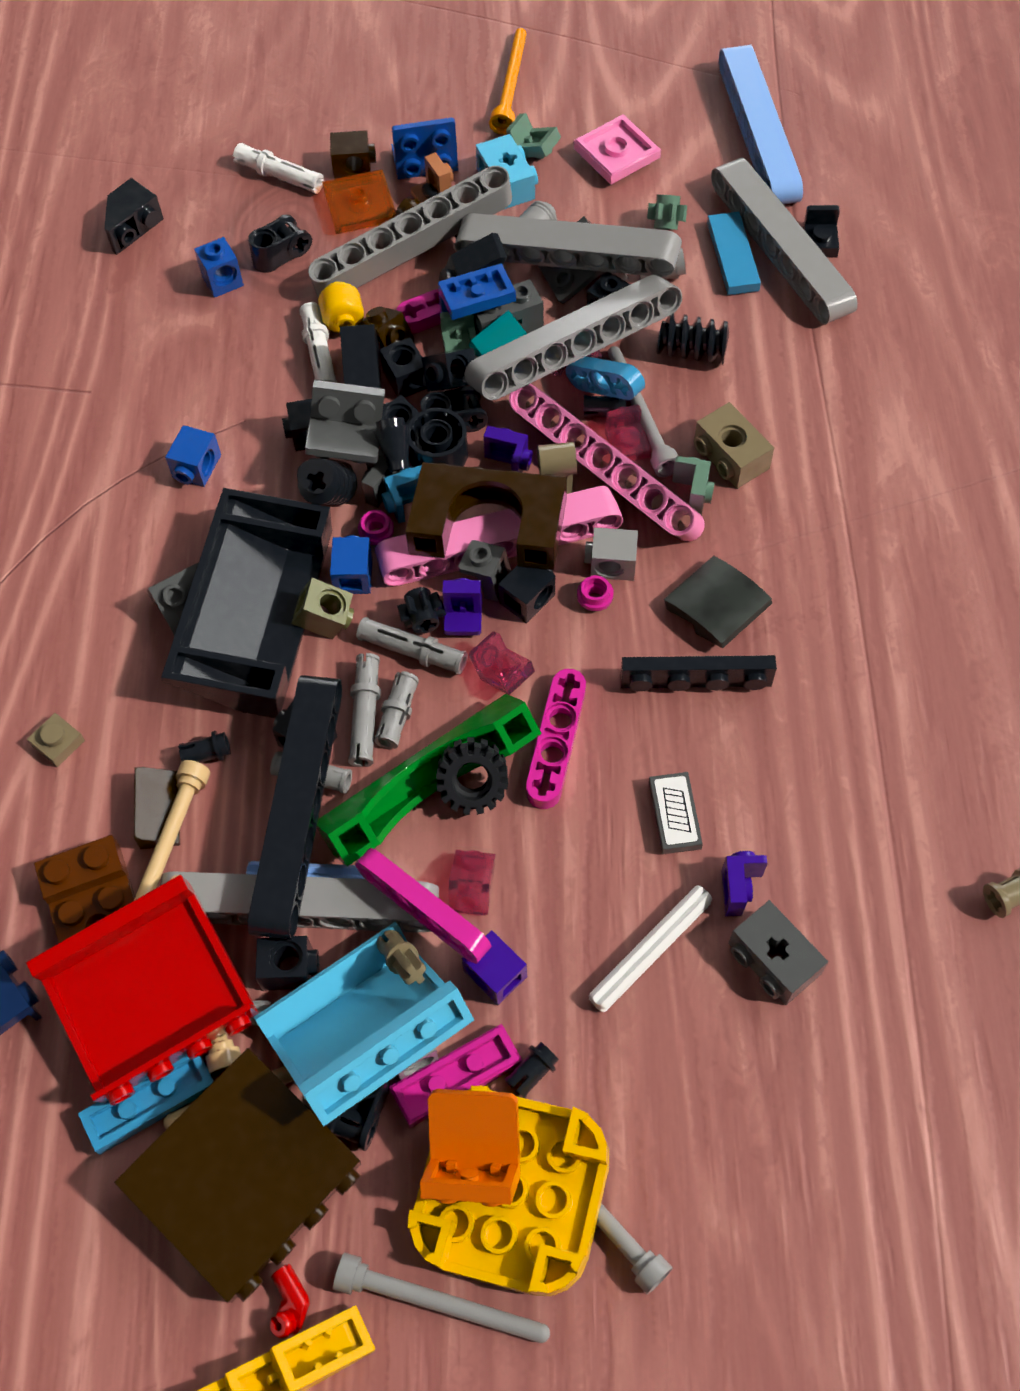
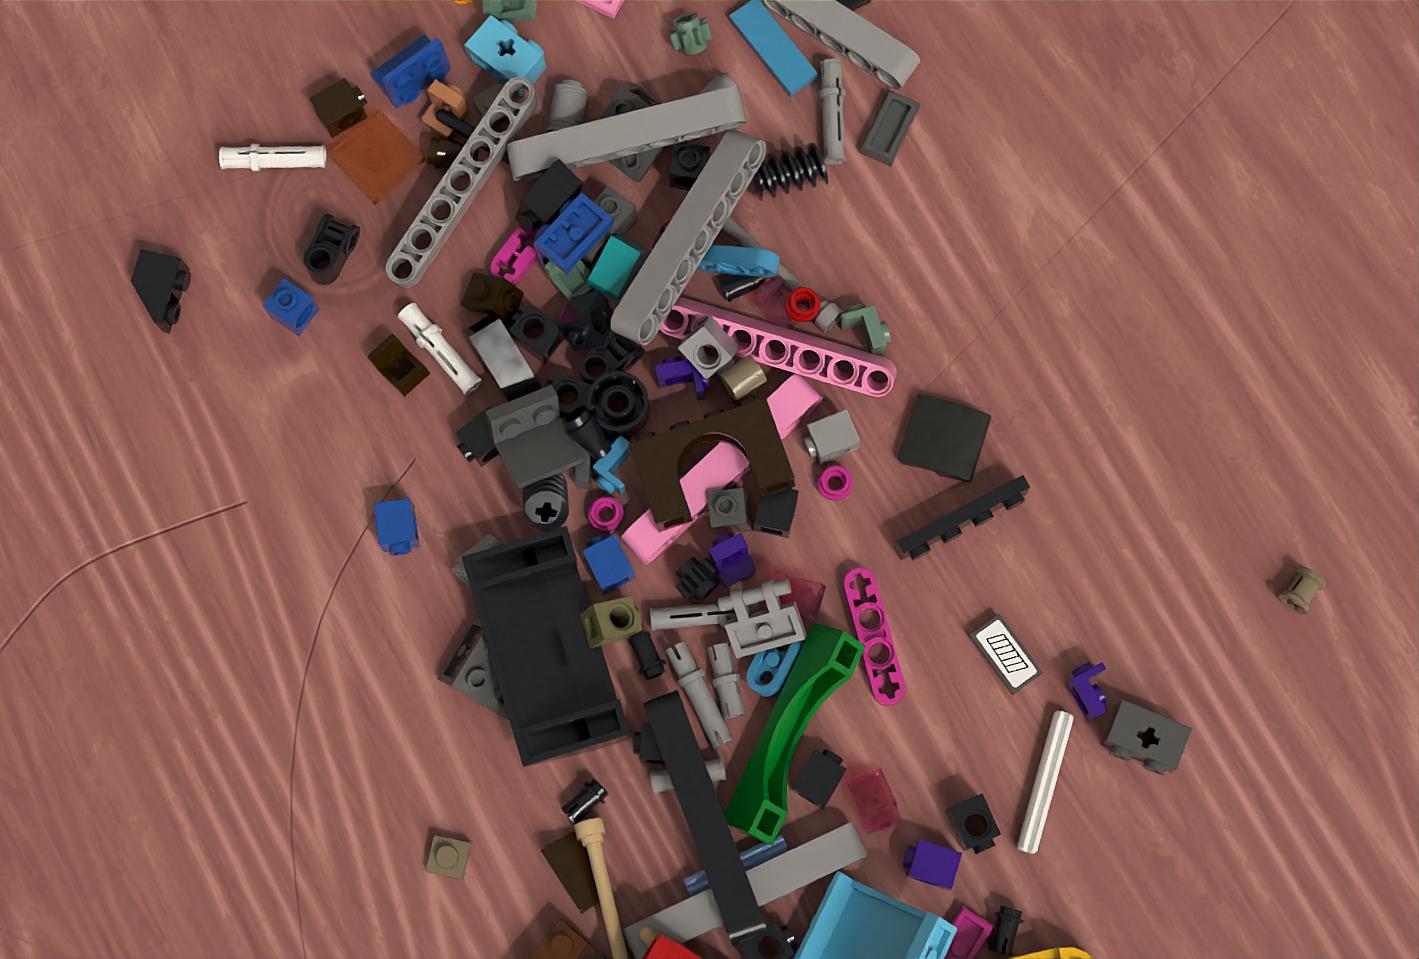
camera: 25 degrees left, 15 degrees up
(275, 340) = (398, 365): none -> dark brown bracket
(337, 661) = (647, 656): none -> black pin
(340, 306) = (438, 296): yellow head -> none
(401, 957) = (865, 901): dark tan axle -> none
(423, 905) = (857, 850): dark pink beam -> none
(430, 833) = (820, 778): none -> black brick
(448, 711) = (774, 663): none -> dark azure plate
(454, 673) = (765, 628): none -> light grey plate
(479, 797) = (838, 727): black tyre -> none
(532, 415) = (709, 333): none -> light grey brick
(556, 931) = (977, 807): none -> black brick
(649, 428) = (802, 294): none -> red plate
(733, 445) = (870, 255): dark tan brick -> none
(763, 304) = (832, 100): none -> light grey pin
(802, 349) = (890, 128): none -> dark grey tile

